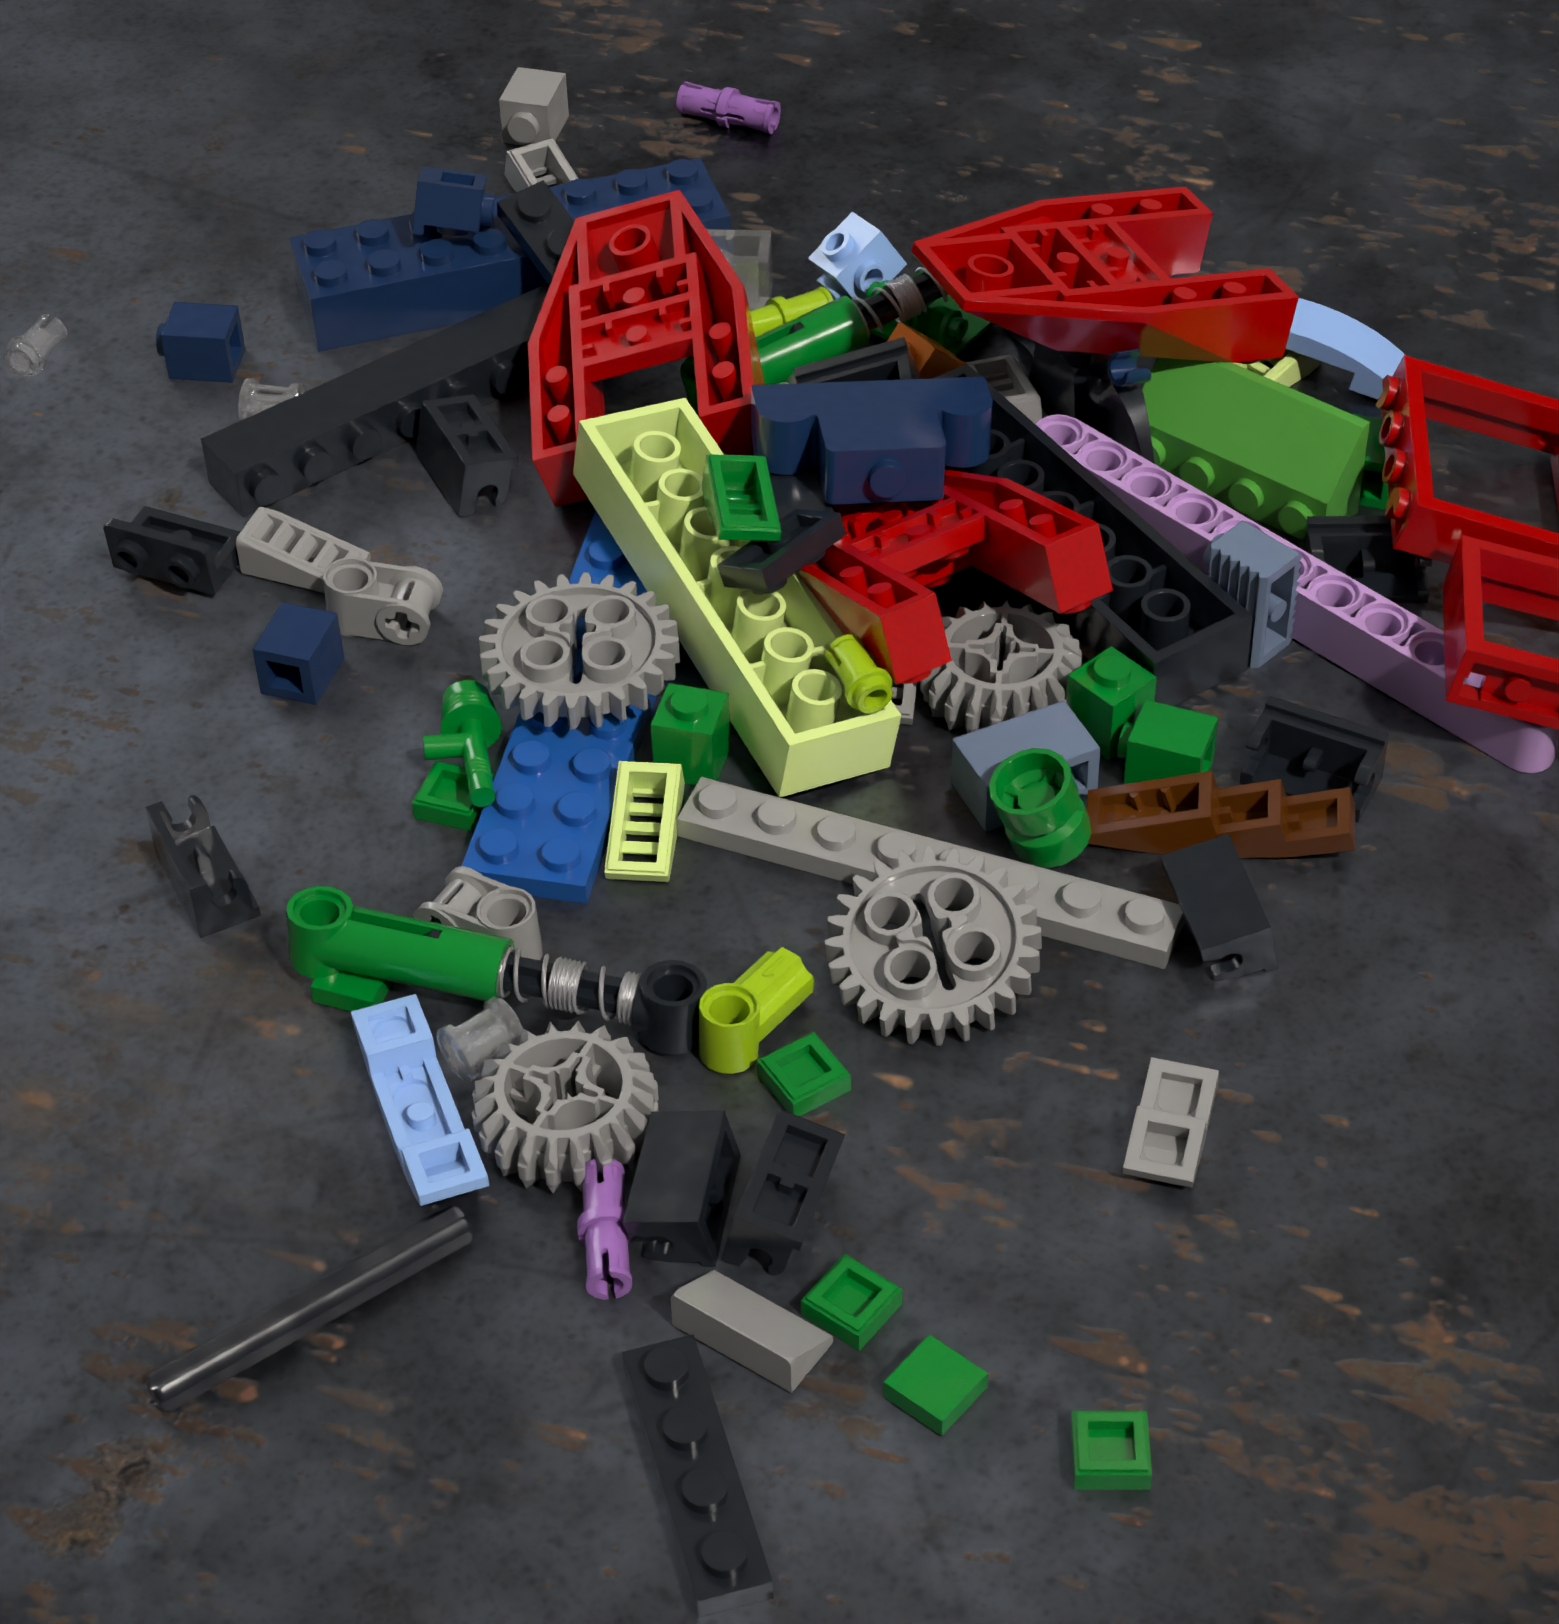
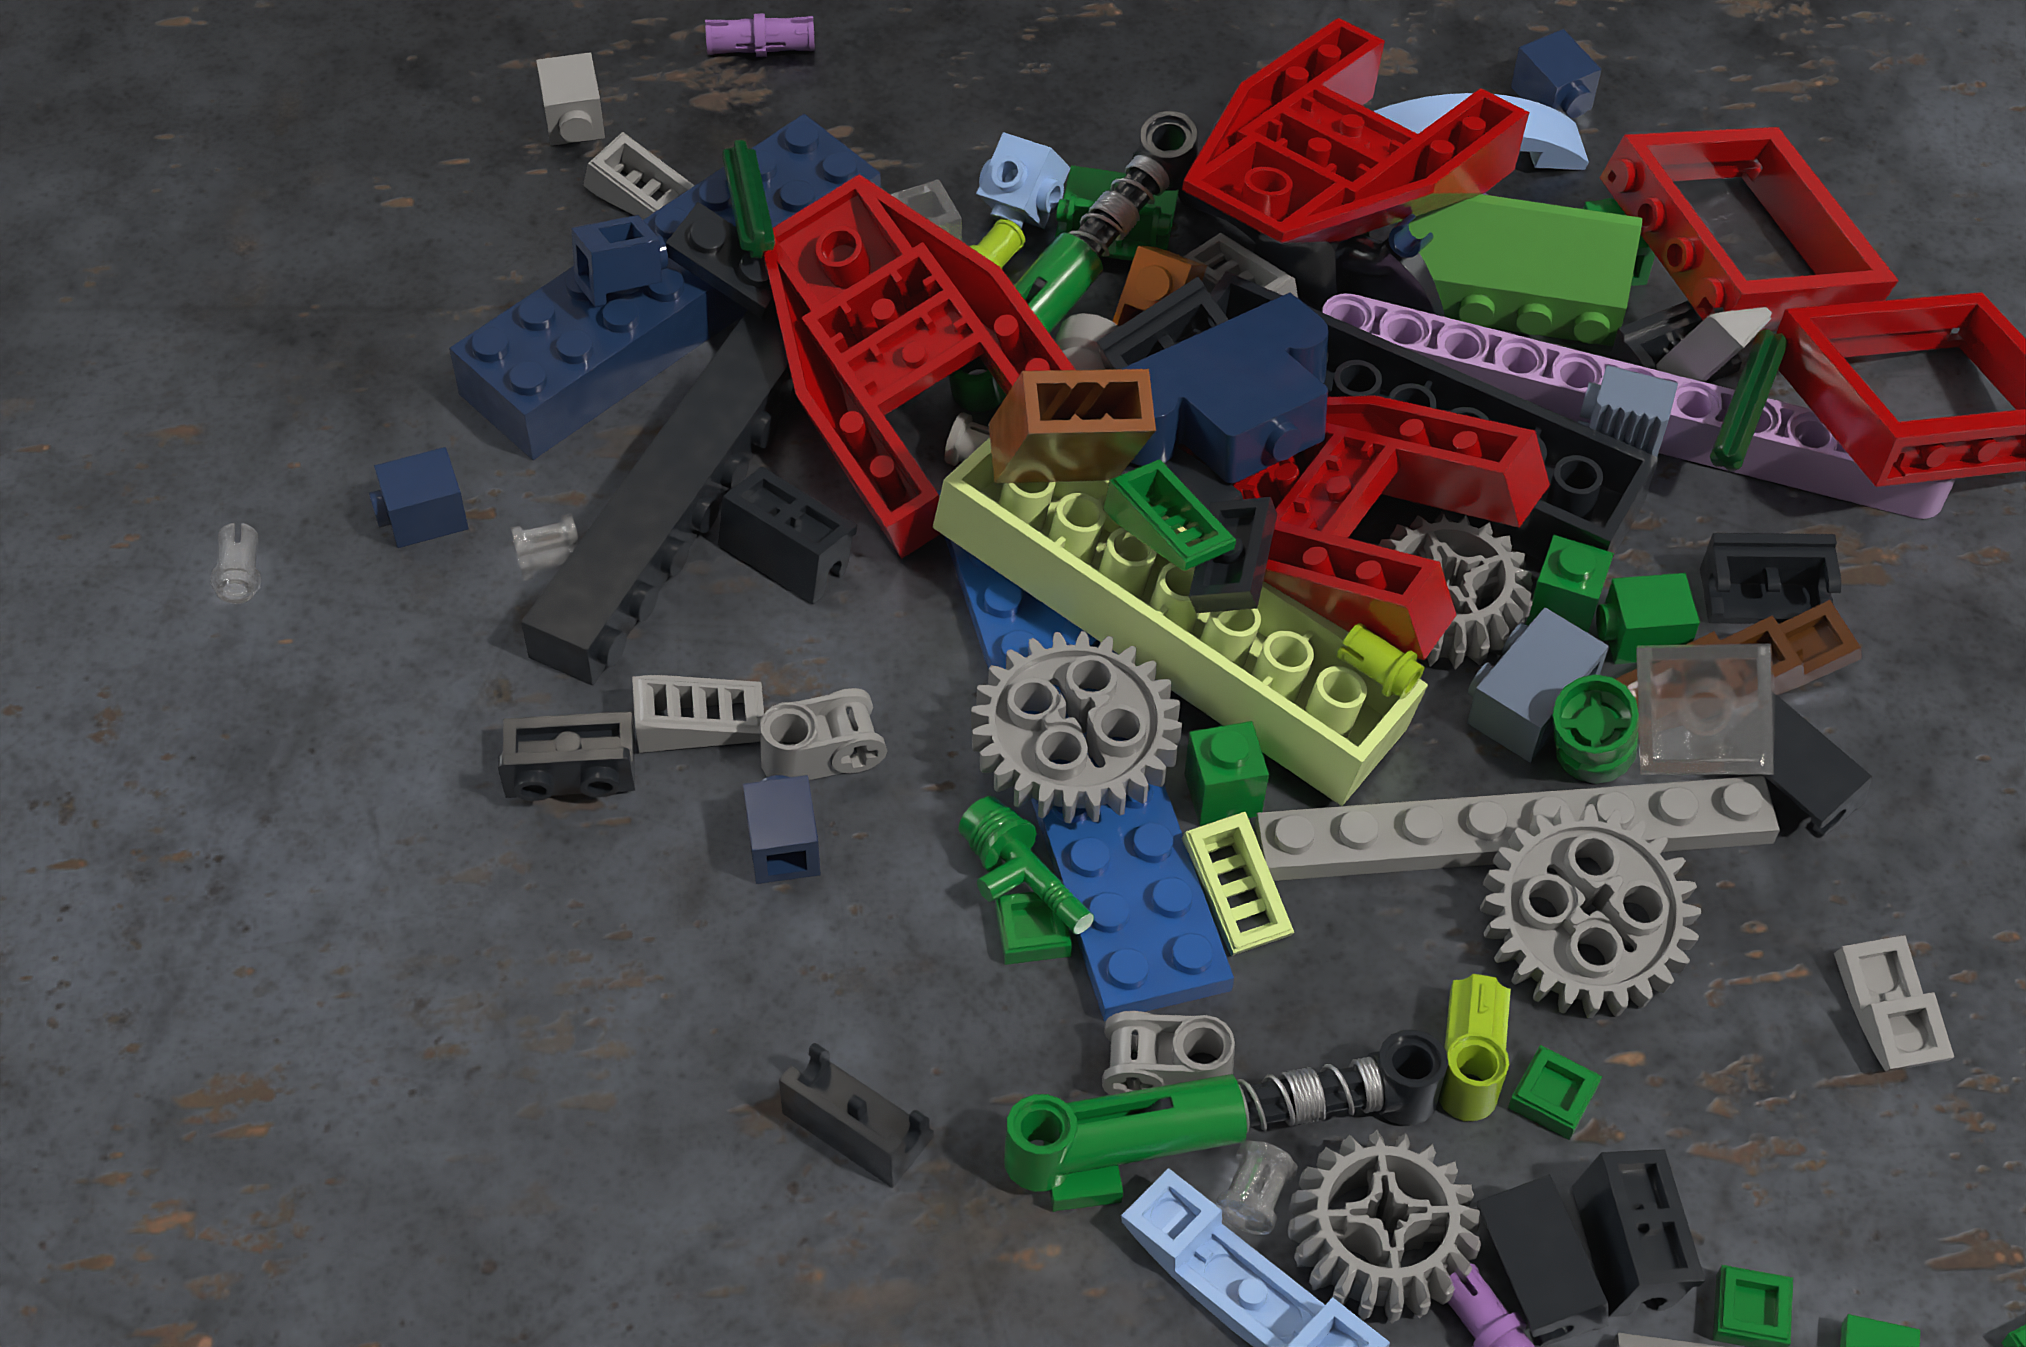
camera: 30 degrees left, 10 degrees up
(587, 191) = (748, 199): none -> dark green axle
(685, 392) = (1071, 425): none -> dark orange brick
(1146, 815) = (1706, 709): none -> clear slope
(1377, 545) = (1714, 343): none -> light grey slope
(1379, 600) = (1748, 400): none -> dark green axle
(1418, 319) = (1556, 74): none -> dark blue brick

